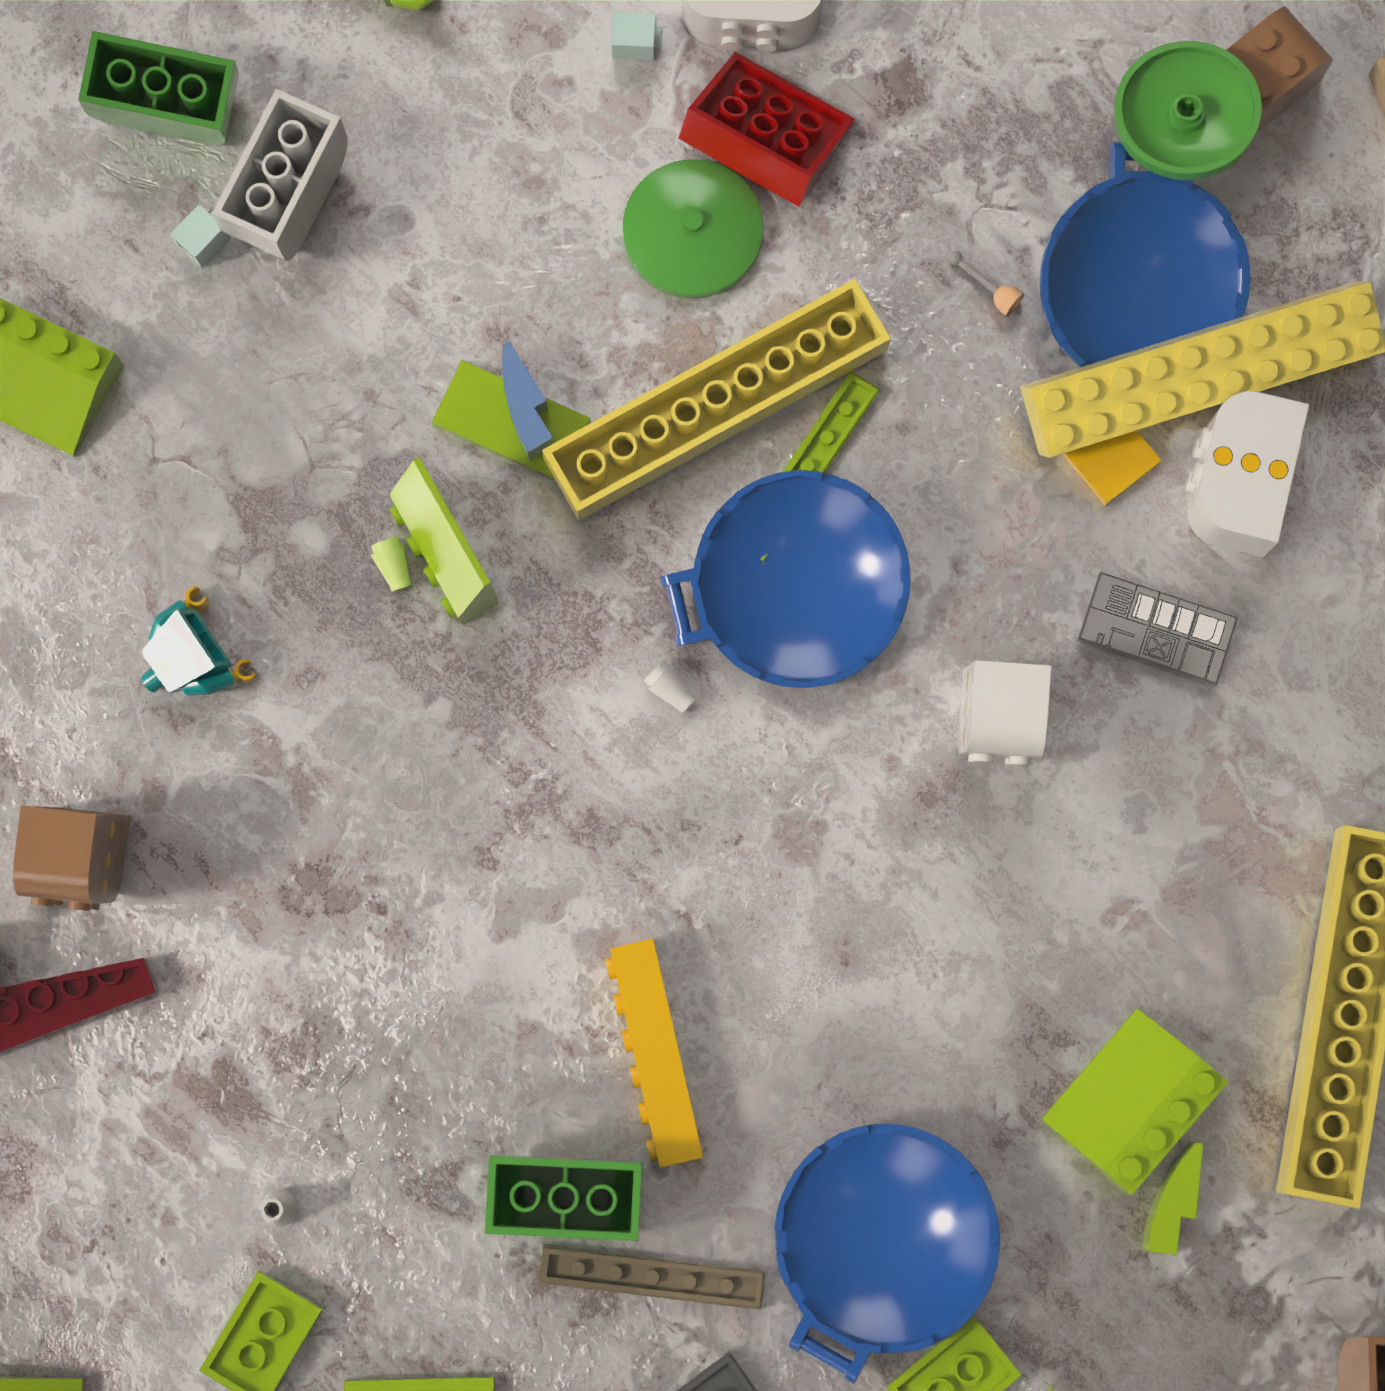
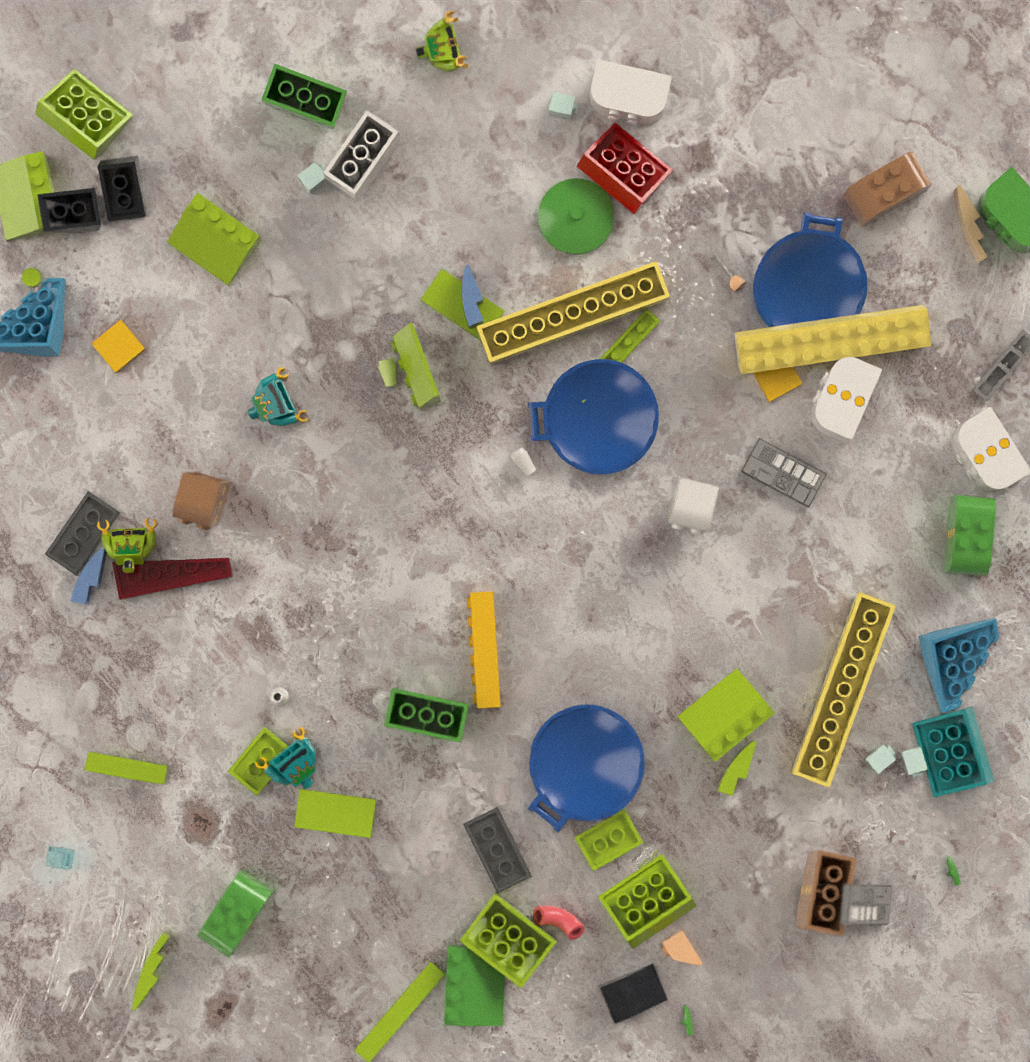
camera: 10 degrees right, 5 degrees up
(323, 1335) = (293, 764): none -> teal torso
(652, 1277) = (464, 763): dark tan tile -> none
(1187, 110) = (846, 202): bright green dish -> none

